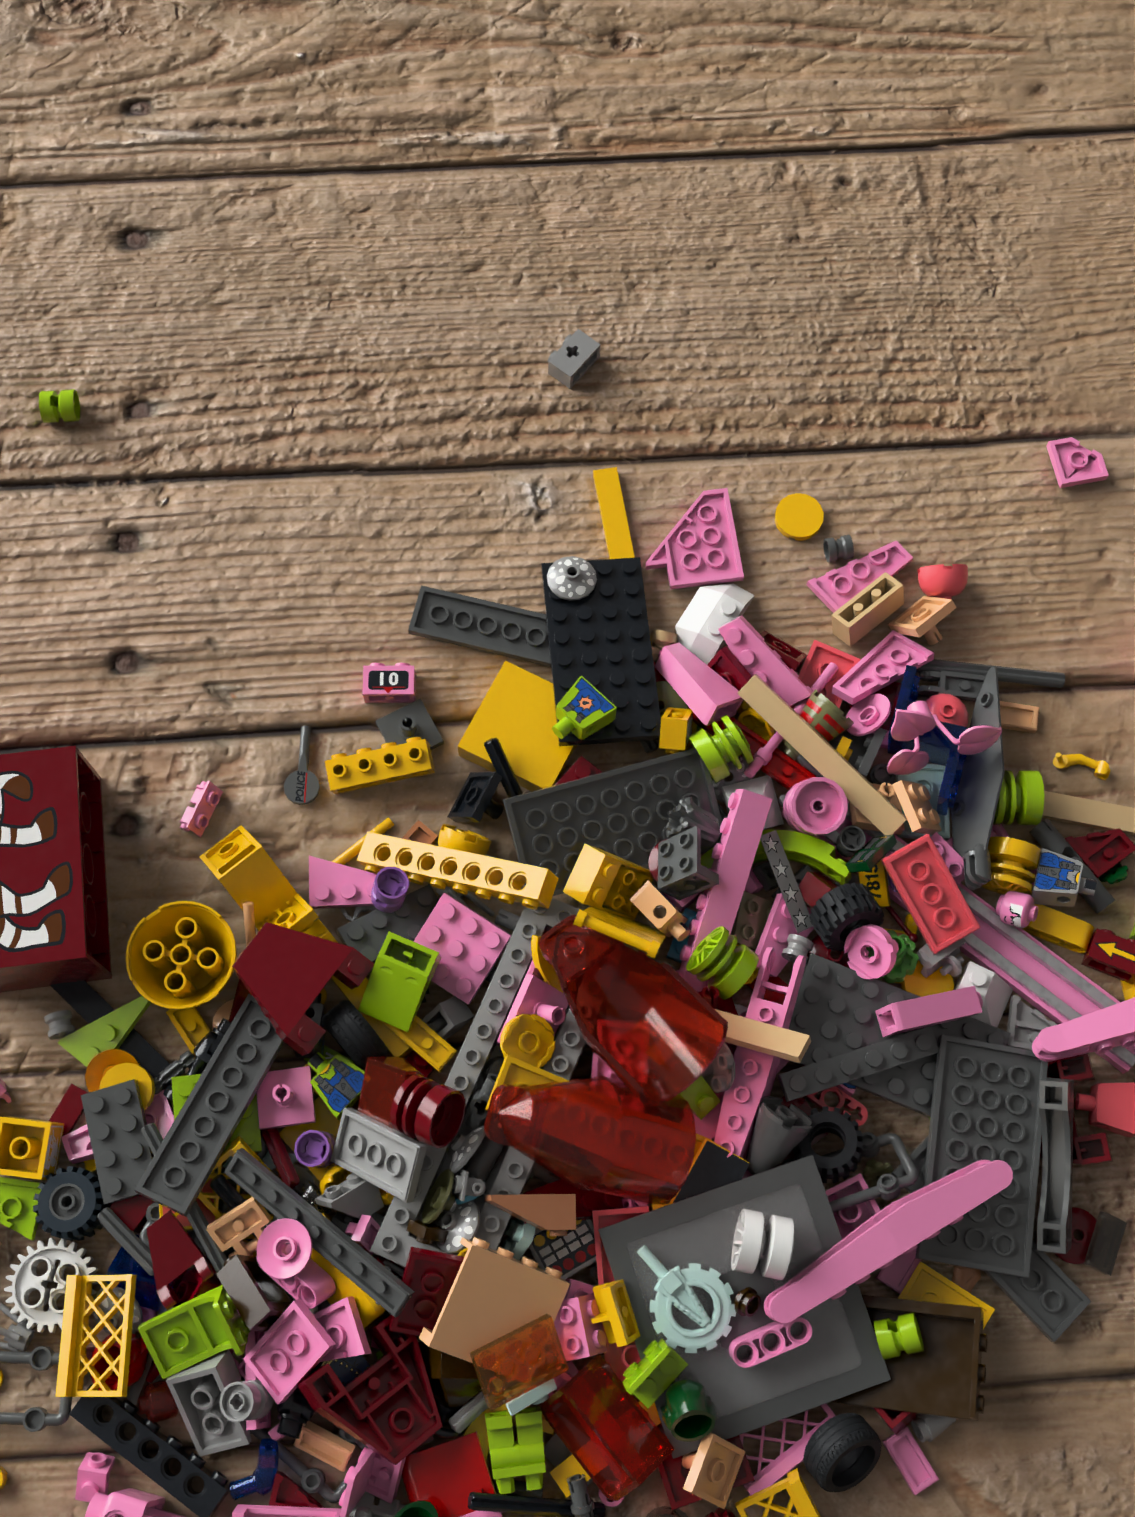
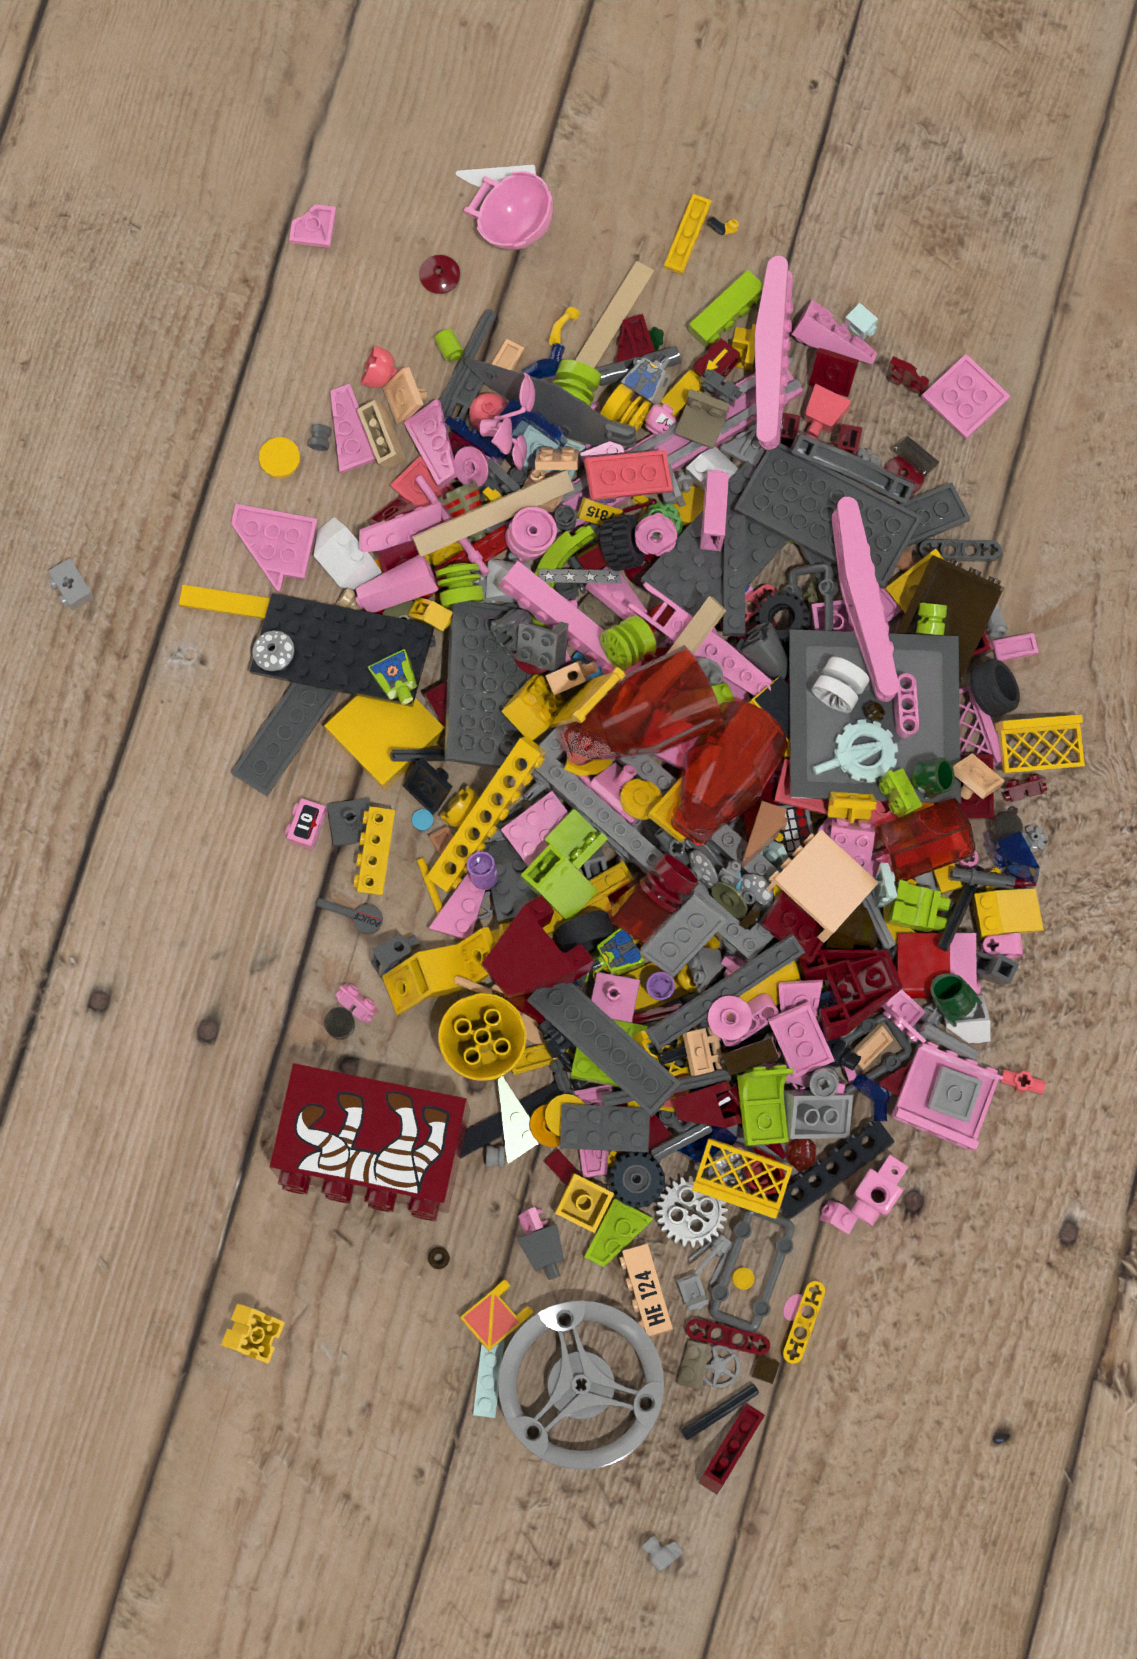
camera: 65 degrees left, 5 degrees up
(170, 797) = (339, 1023): none -> clear smoke wheel
(258, 818) = (385, 956): none -> dark grey torso
(438, 808) = (422, 820): none -> medium azure piece
(459, 983) = (576, 838): none -> lime bracket
(519, 1361) = (862, 879): clear orange plate -> none
(796, 946) = (633, 587): light grey wheel -> none
(871, 853) = (582, 505): dark green tile -> none
(1003, 647) = (449, 345): none -> lime brick
(1012, 1340) = (960, 546): none -> dark grey beam
(1022, 758) = (546, 367): none -> clear blue arm
(1037, 960) = (702, 419): none -> dark tan bracket
(1078, 620) = (442, 282): none -> dark red dish
(1079, 1182) = (867, 455): none -> light grey plant
(1086, 957) = (712, 384): none -> dark grey hinge

